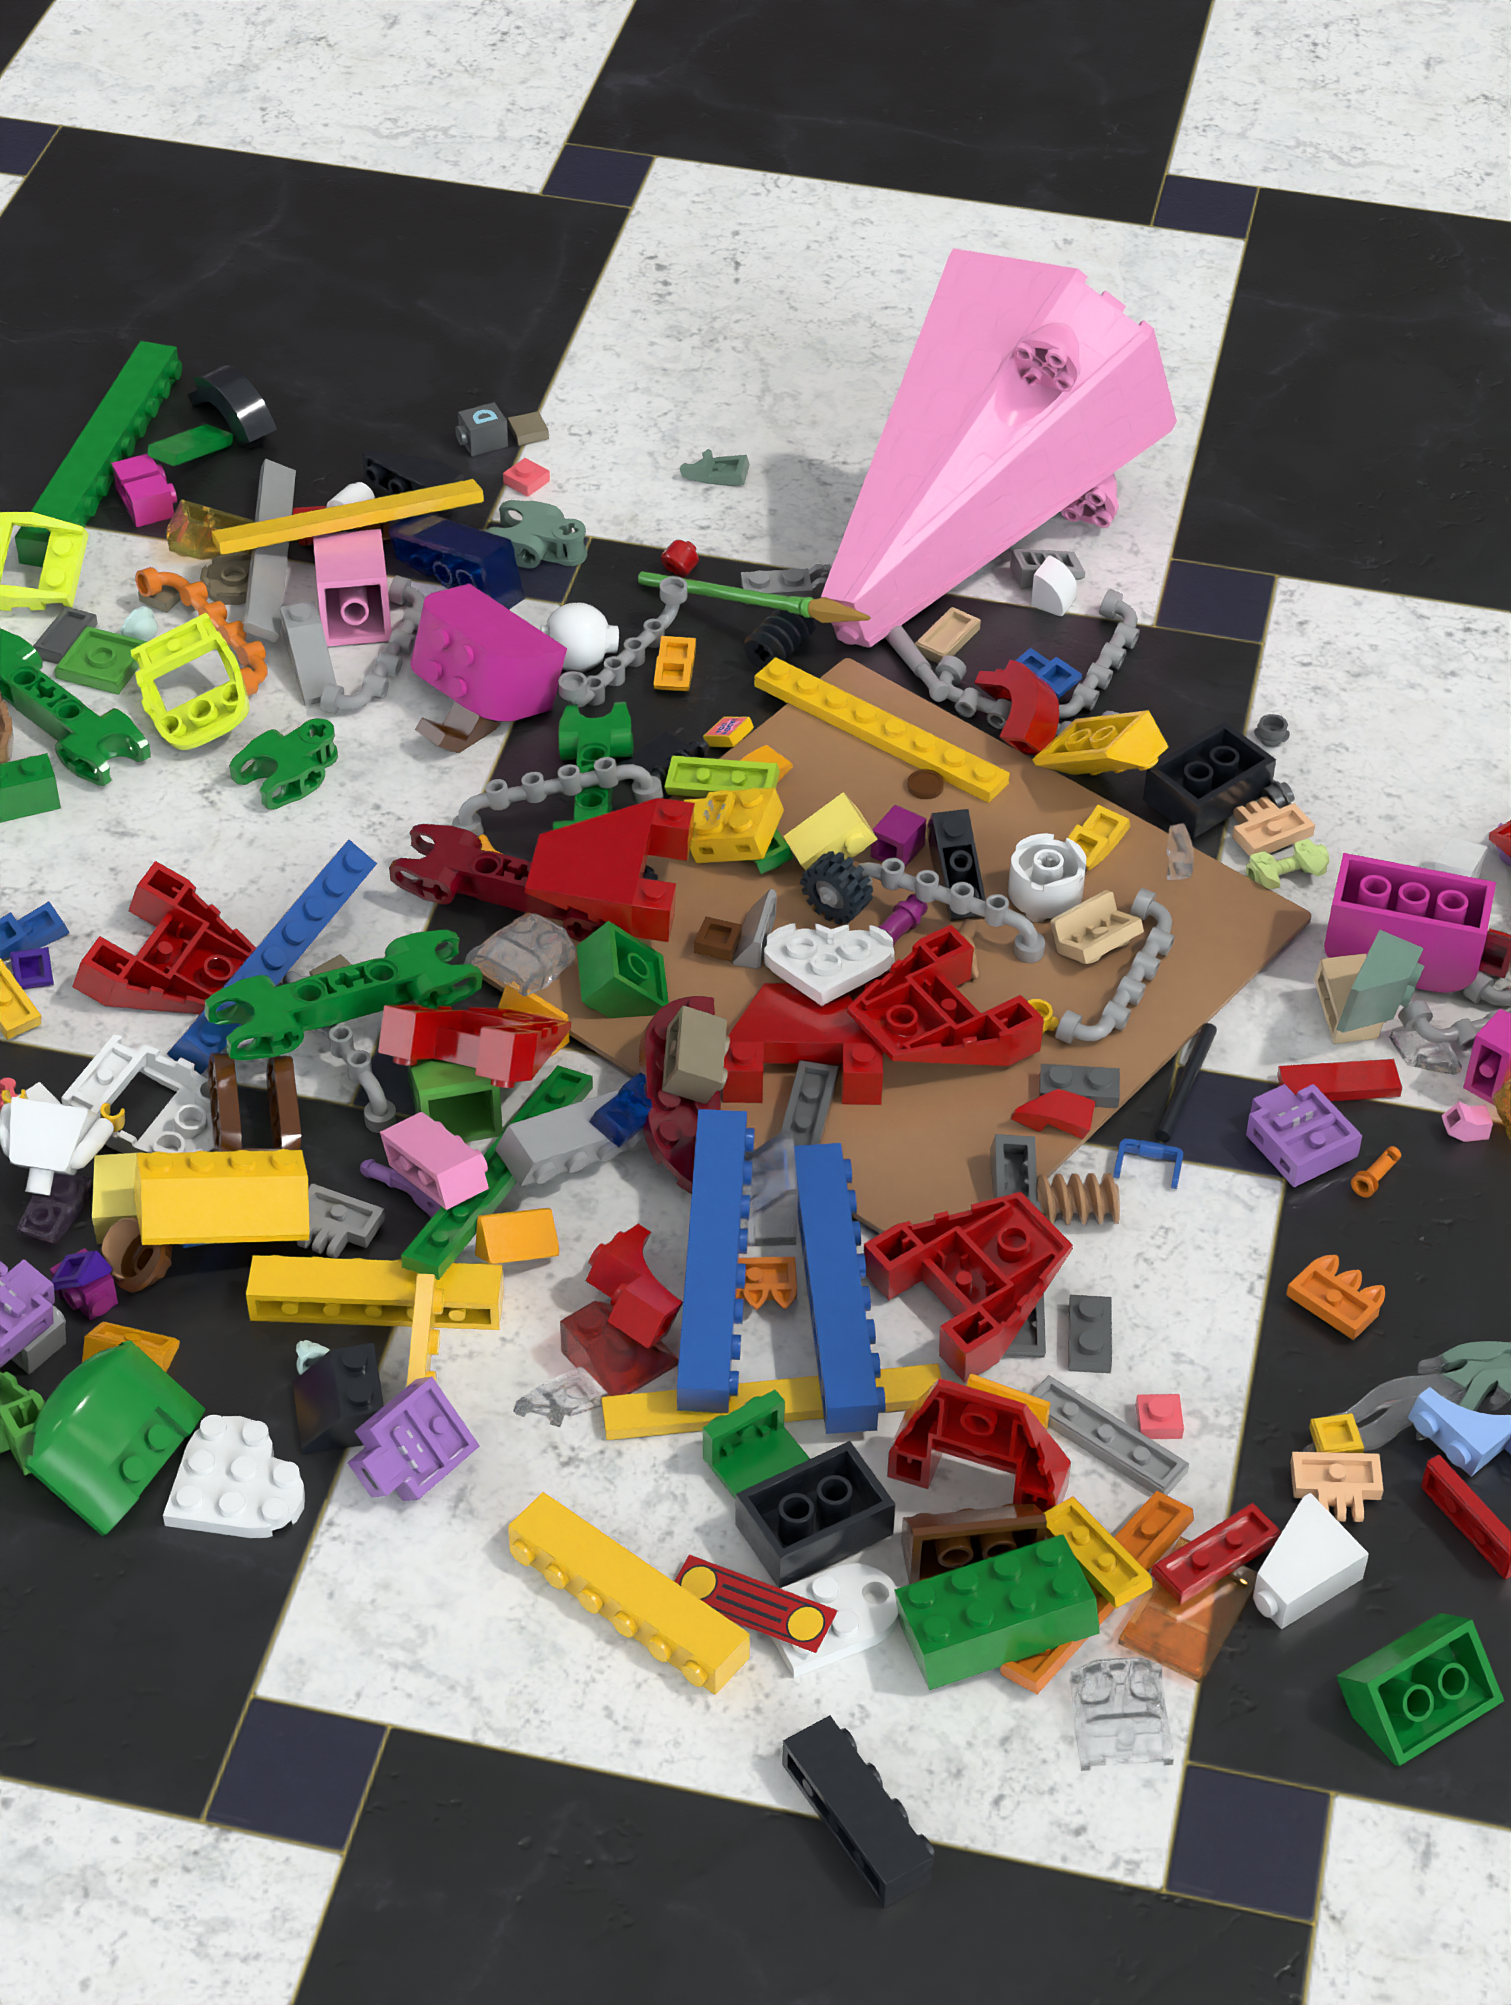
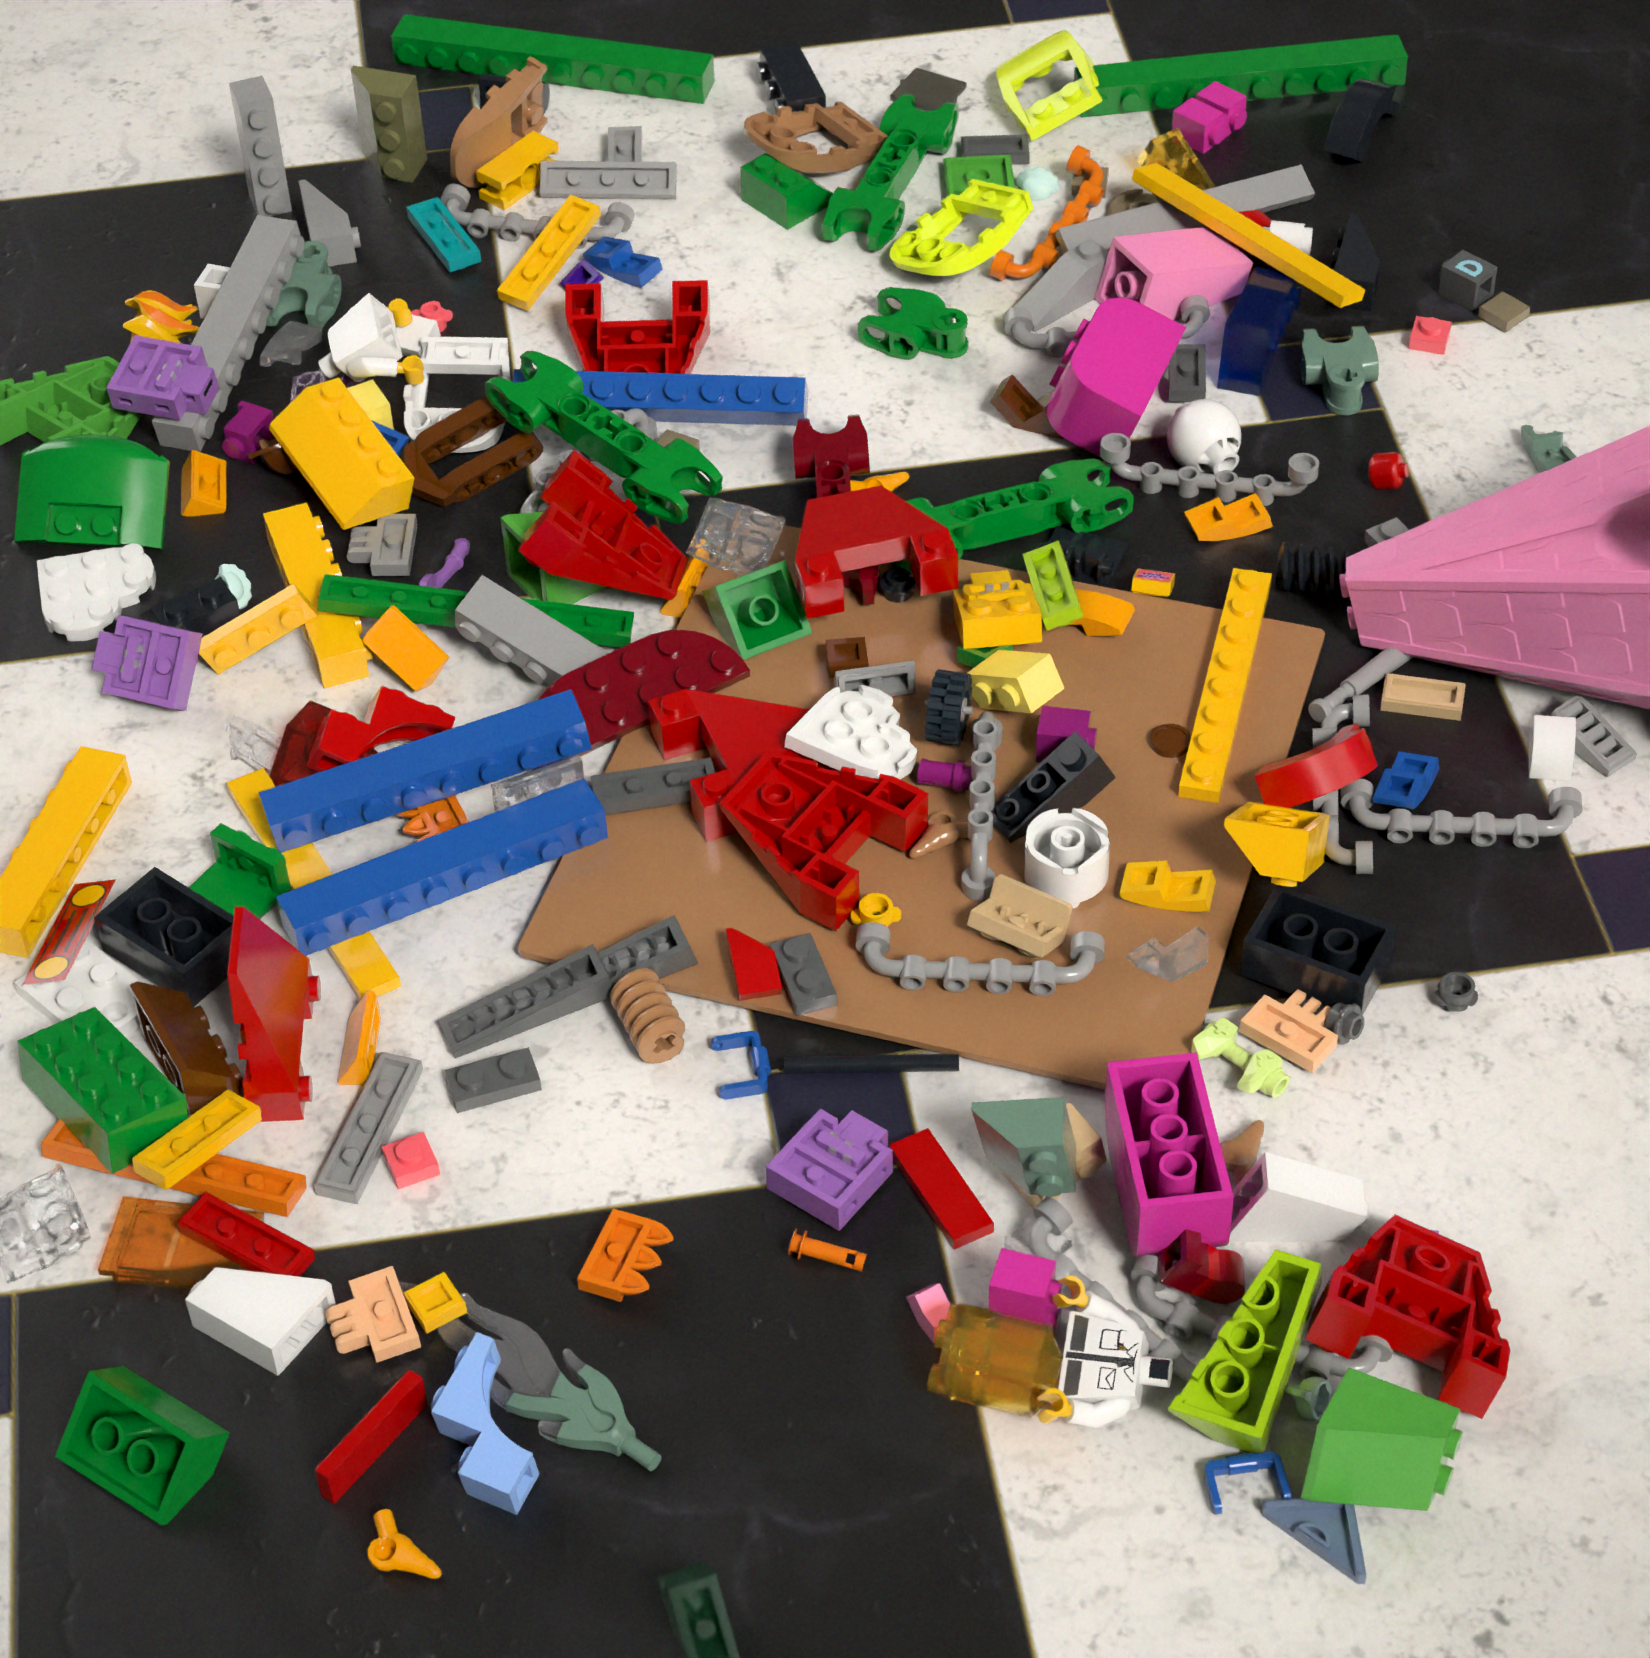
camera: 70 degrees right, 0 degrees up
(80, 1270) = (238, 413): dark purple slope -> none
(190, 445) = (1283, 116): green tile -> none
(435, 1160) = (446, 559): bright pink brick -> none
(569, 782) = (929, 451): light grey bar -> none
(624, 1113) = (559, 655): clear blue slope -> none
(695, 1055) = (644, 669): dark tan brick -> none
(821, 609) = (1333, 556): bright green piece -> none
(981, 1265) = (511, 968): red wedge -> none

